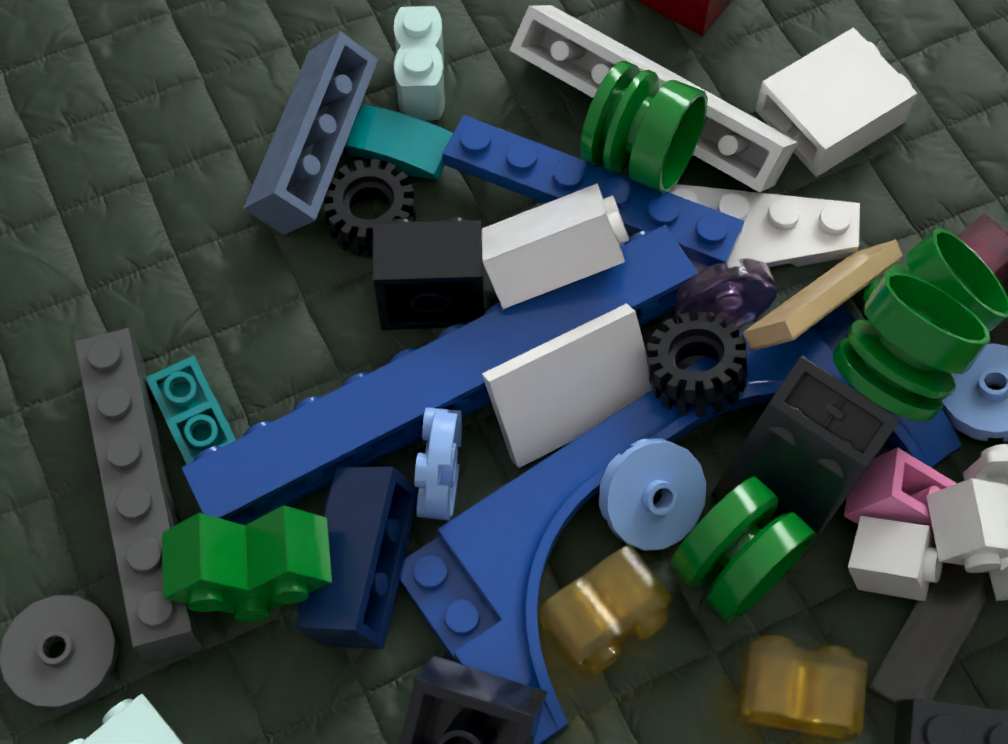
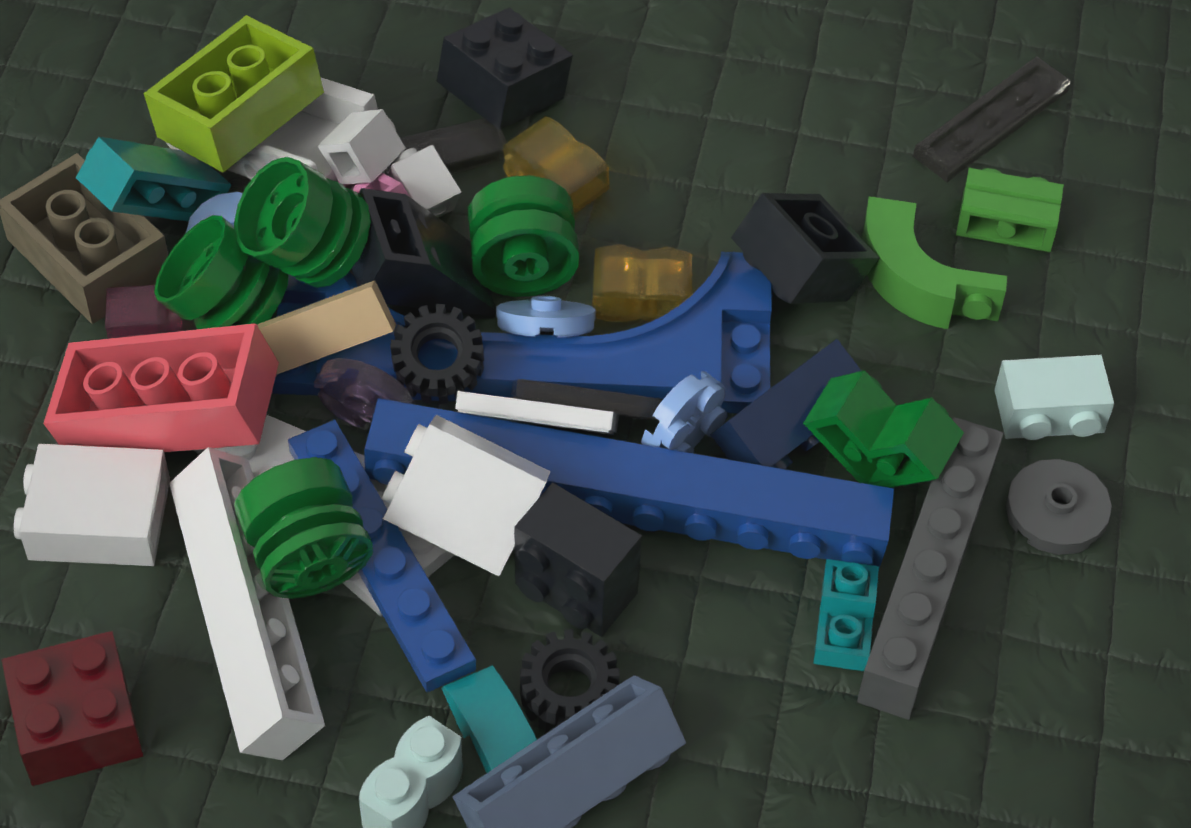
camera: 145 degrees left, 10 degrees down
(543, 430) = (622, 404): none -> clear smoke tile
(869, 179) = (165, 390): none -> coral brick

